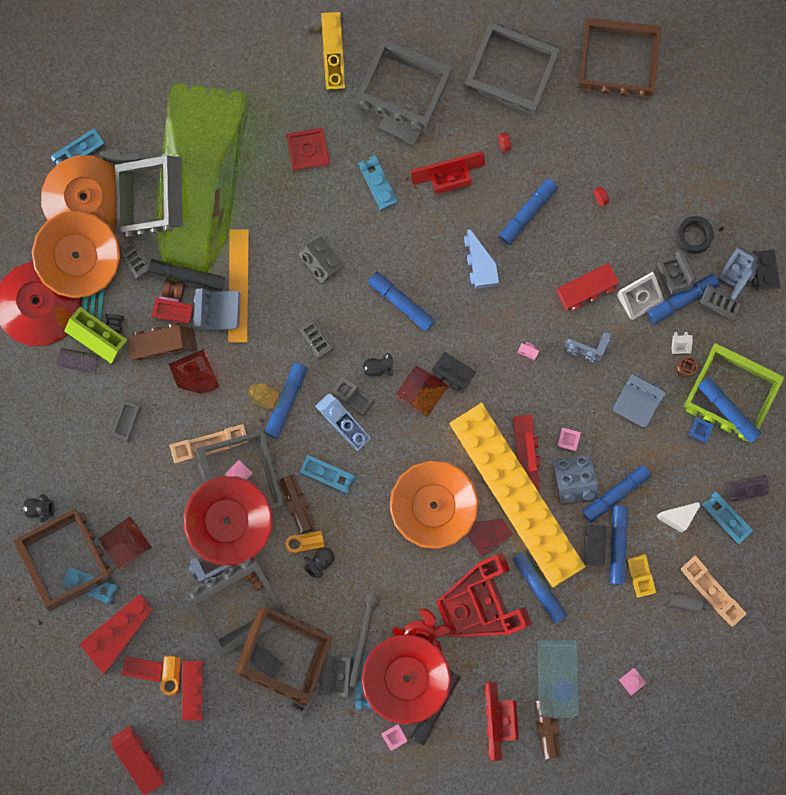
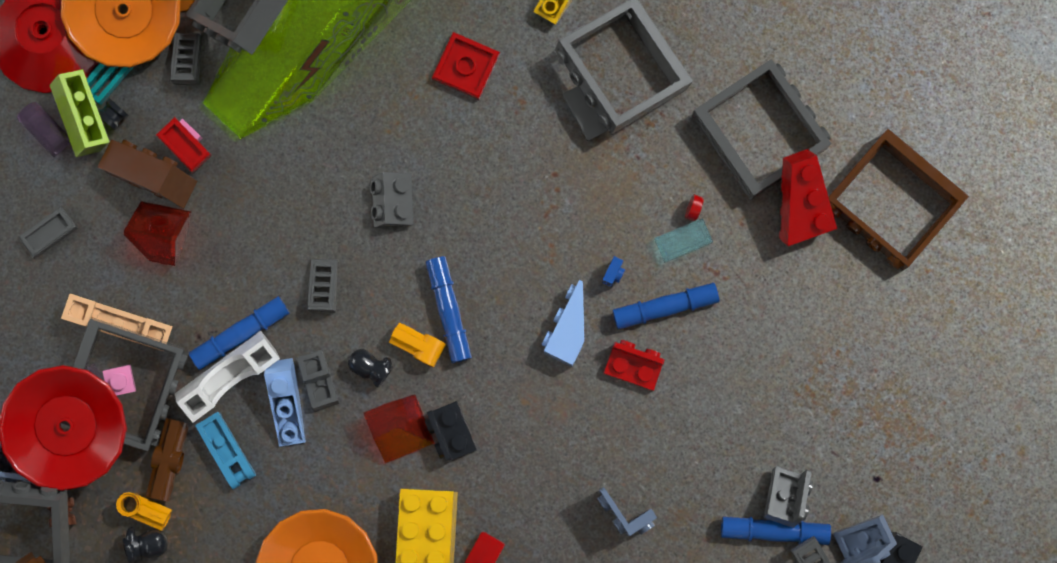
camera: 40 degrees right, 0 degrees up
(173, 289) = (204, 121): copper wheel -> none
(186, 274) = (227, 114): black piece -> none
(216, 310) = (232, 176): sand blue bracket -> none
(239, 280) = (279, 167): light orange tile -> none
(263, 395) = (216, 310): clear yellow brick -> none
(291, 446) = (206, 389): none -> white arch
(378, 183) = (517, 157): dark azure plate -> none
(403, 334) = (423, 347): none -> light orange piece
(450, 173) = (605, 201): red bracket -> none
(484, 212) = (614, 272): none -> blue plate
(511, 165) = (683, 240): none -> clear light blue tile
(528, 350) = (553, 467): bright pink plate -> none
(534, 259) = (634, 365): none -> red bracket
(567, 92) = (805, 200): none -> red wedge
(588, 287) = (673, 441): red brick -> none
(601, 196) = (762, 346): red tile -> none
(641, 296) = (727, 494): white slope -> none
(695, 220) = (861, 463): black tyre -> none

